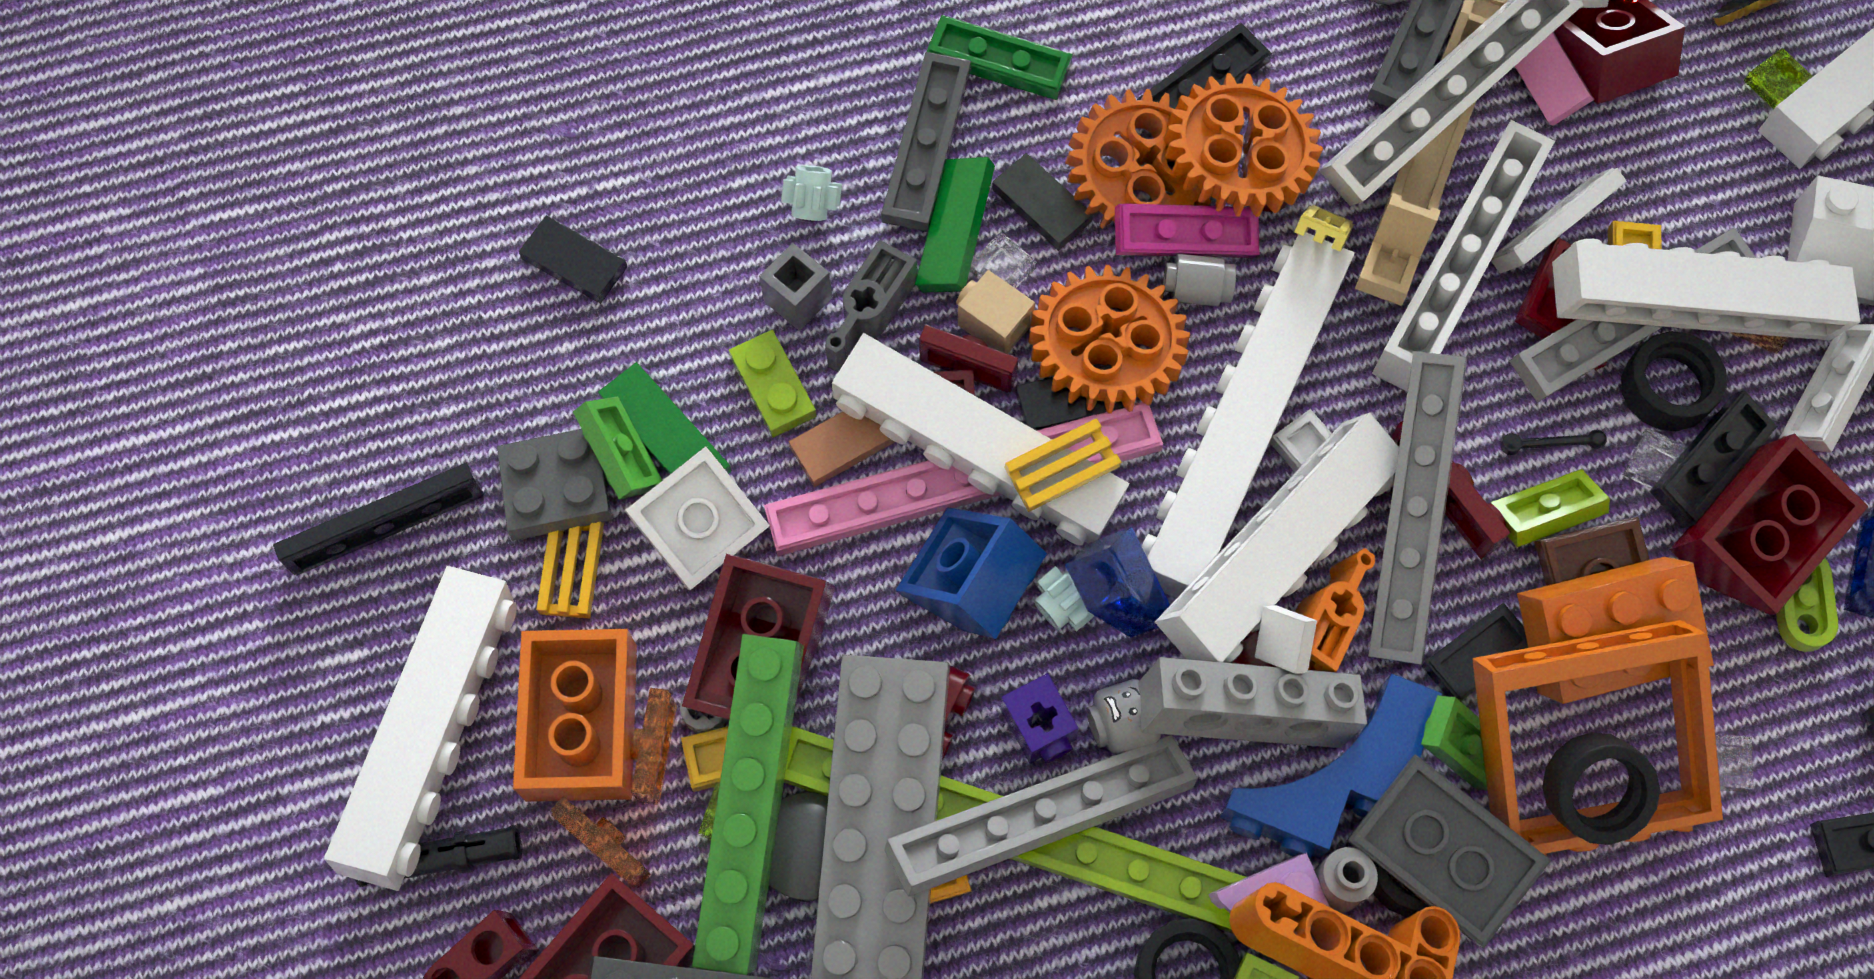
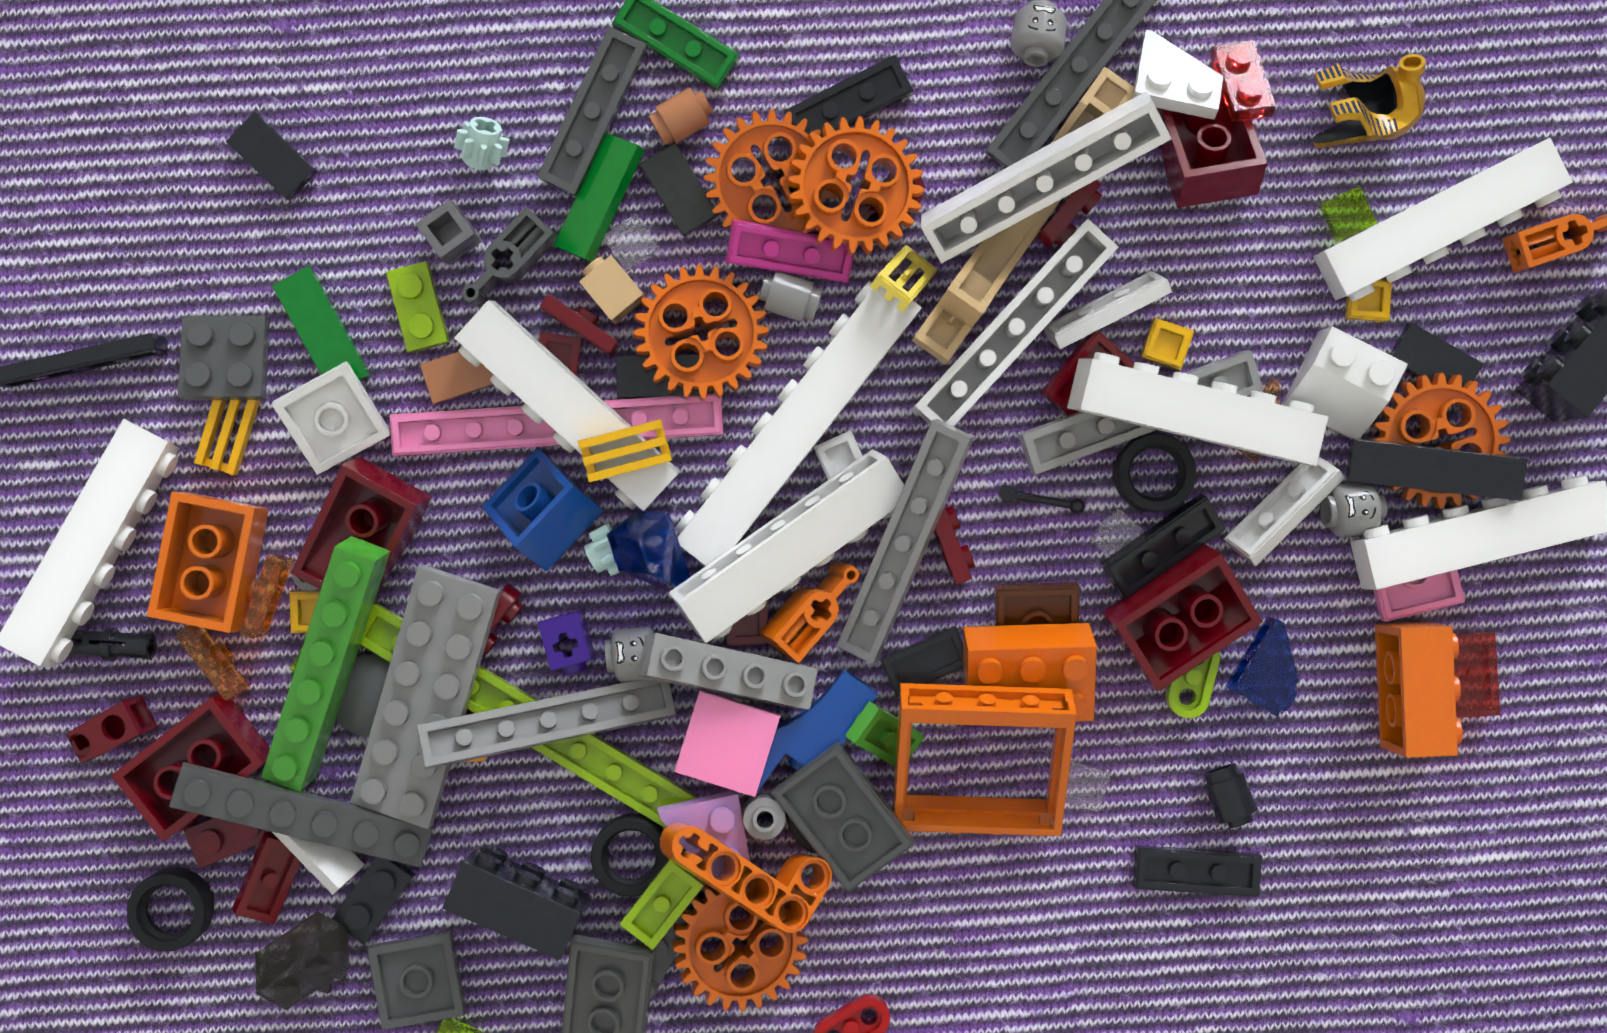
camera: 10 degrees right, 20 degrees up
(617, 447) = (278, 342): bright green plate -> none
(1026, 124) = (681, 116): none -> nougat brick
(1277, 789) = (727, 743): none -> bright pink tile
(1285, 639) = (762, 634): white tile -> none
(1490, 118) = (1059, 227): none -> dark red plate
(1552, 507) = (1016, 558): lime plate -> none
(1553, 80) = (1150, 181): bright pink tile -> none
(1623, 820) = (967, 827): black tyre -> none
(1844, 163) = (1372, 306): none -> yellow tile

